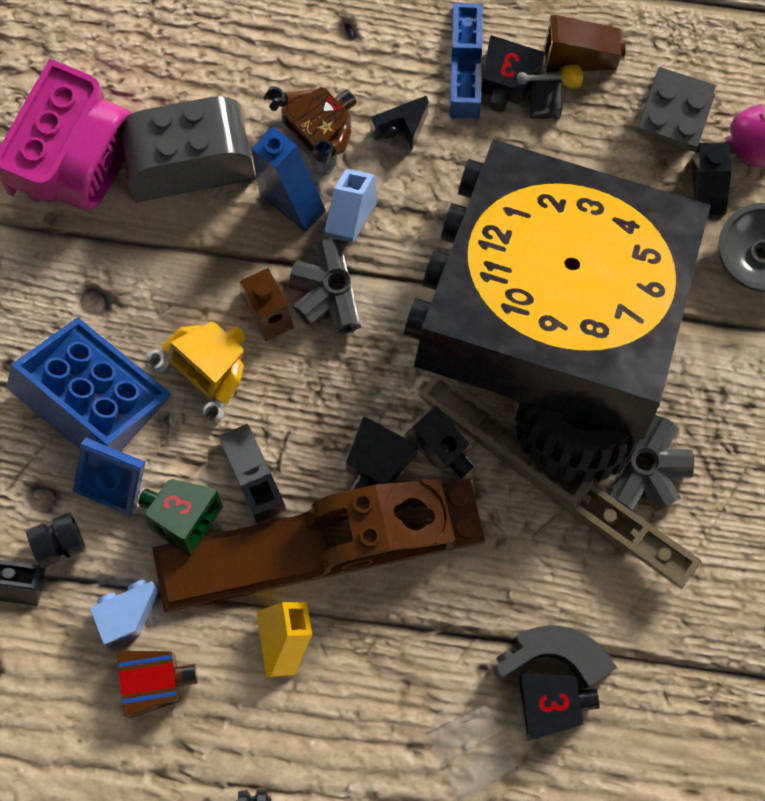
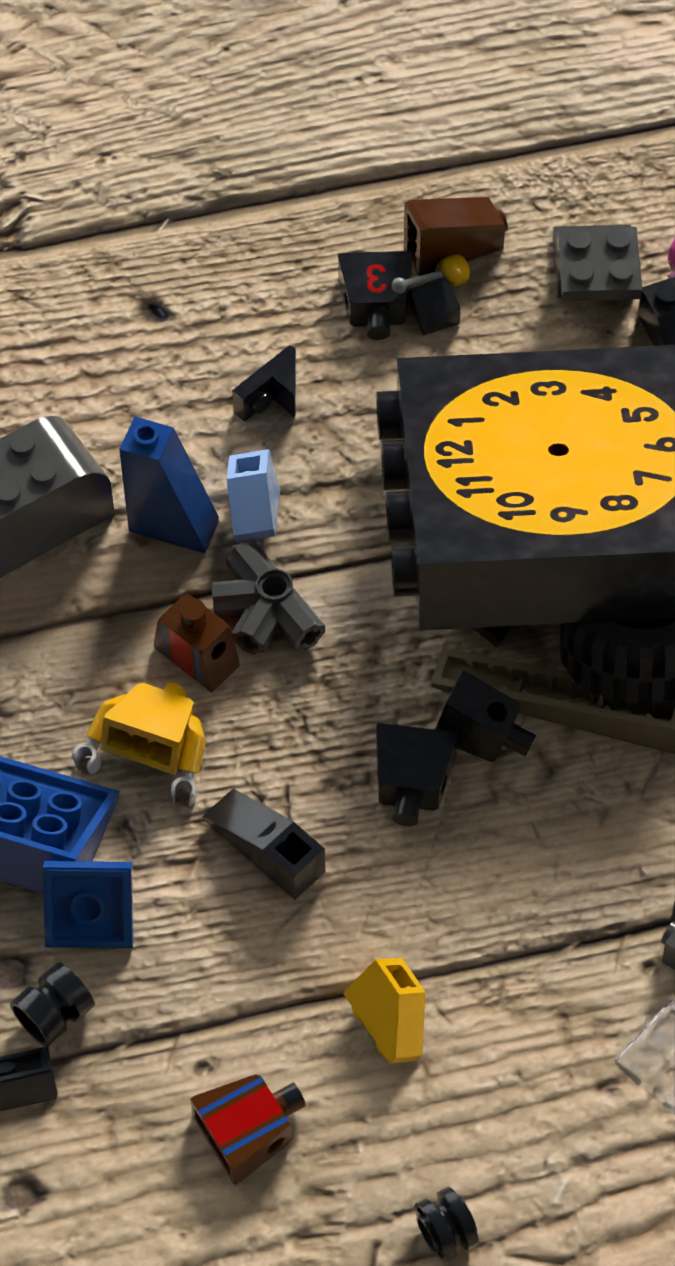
camera: 20 degrees left, 15 degrees down
(124, 615) = (175, 1062): light blue slope -> none
(181, 512) = (198, 914): dark green torso -> none
(296, 550) = (359, 907): reddish brown piece -> none
(316, 118) = (166, 403): reddish brown torso -> none
(466, 60) = (317, 297): blue slope -> none

